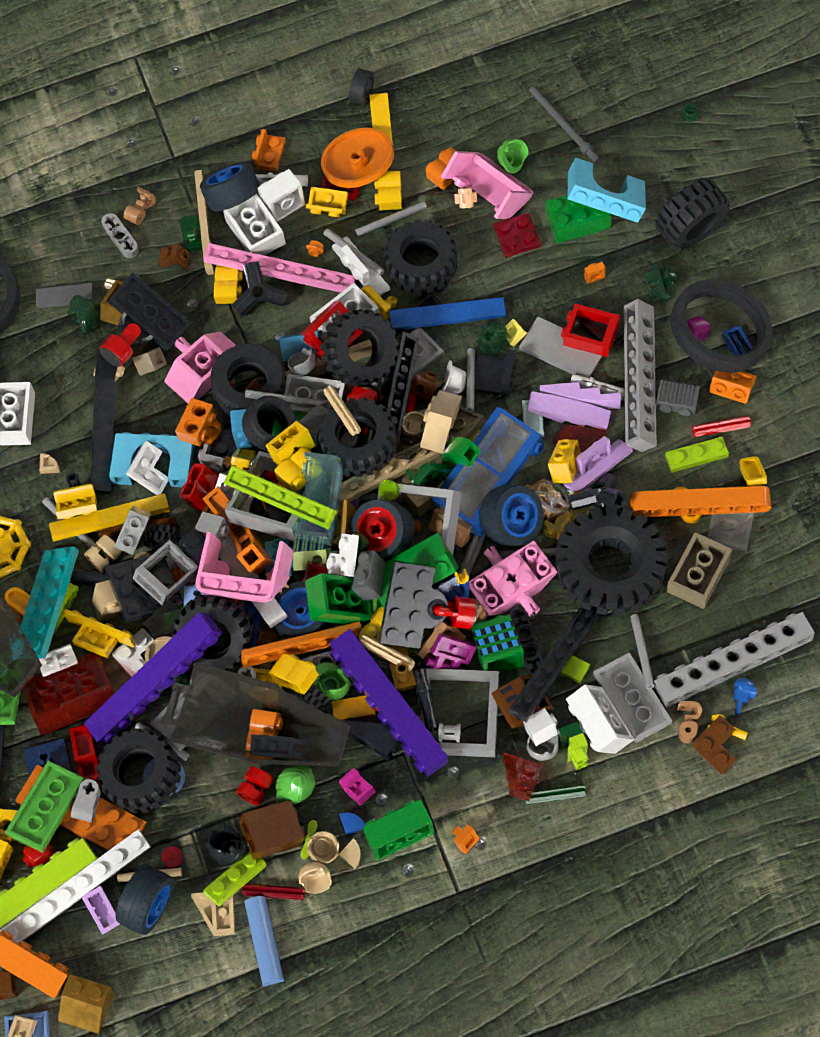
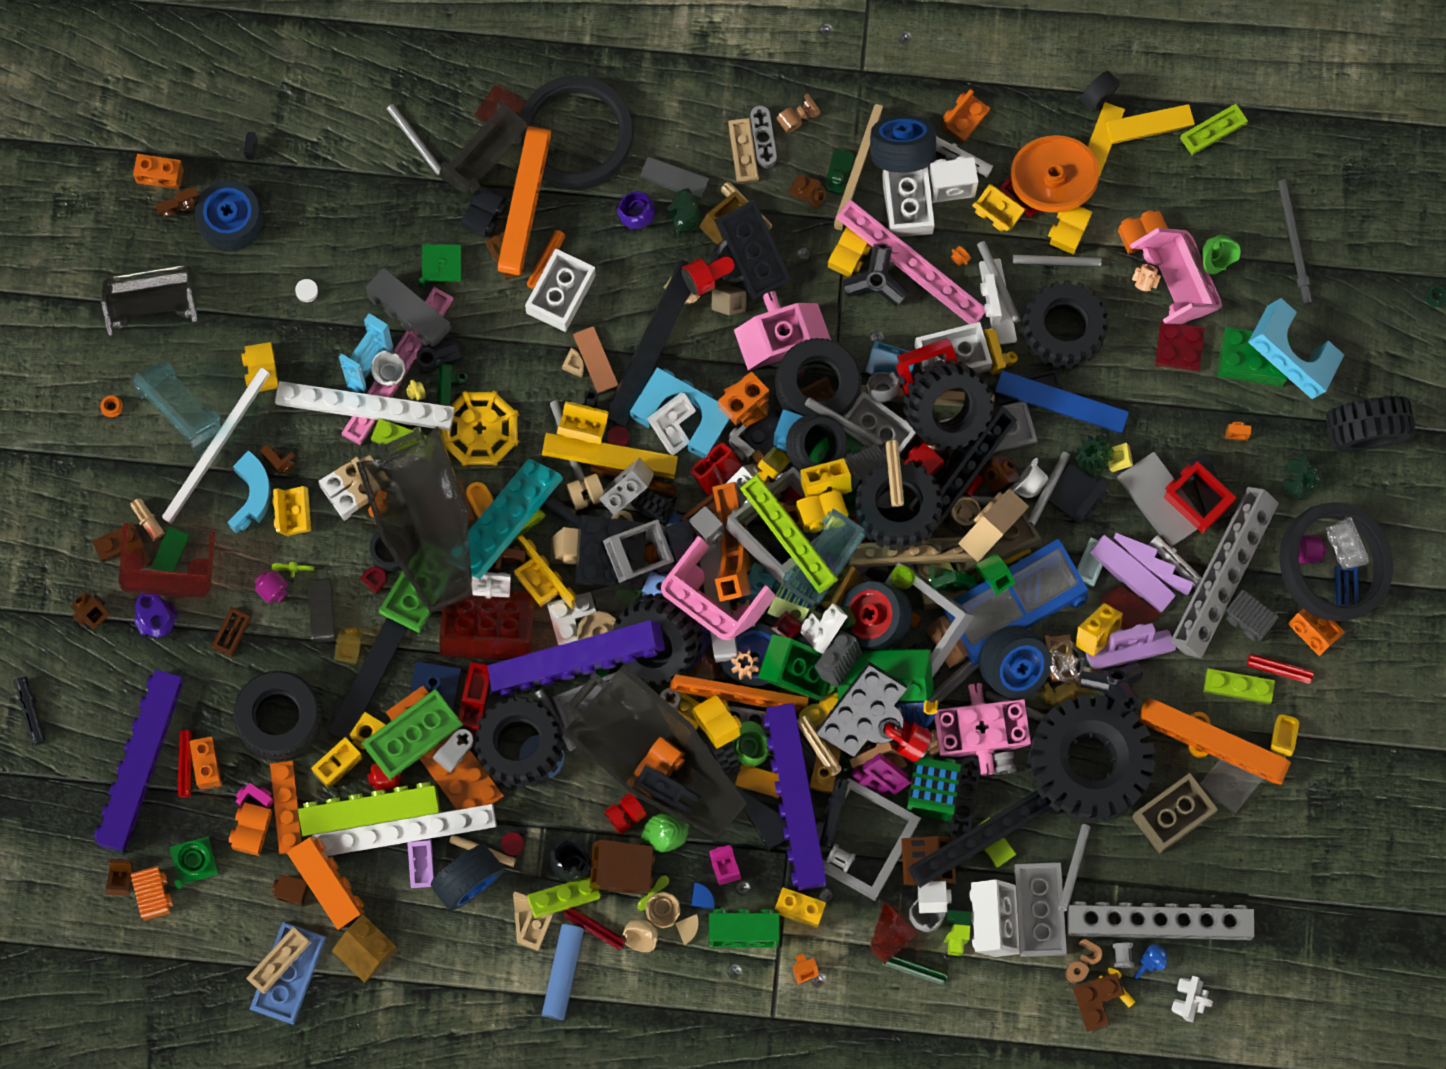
camera: 15 degrees right, 10 degrees up
(45, 329) = (636, 210): none -> dark purple hair
(64, 453) = (595, 360): none -> nougat tile
(64, 630) = (510, 555): none -> reddish brown bracket
(109, 252) = (743, 151): none -> tan tile
(109, 500) = (618, 436): none -> dark red tile
(290, 619) = (742, 659): none -> light nougat gear
(411, 94) = (1150, 124): none -> yellow tile
(436, 790) = (800, 907): none -> yellow brick
(461, 76) = (1213, 129): none -> lime plate
(543, 598) = (1004, 763): none -> light grey wheel
(718, 700) = (1123, 955): none -> light grey bush
(724, 303) = (1347, 544): none -> clear bracket
(791, 716) = (1187, 1008): none -> white hips

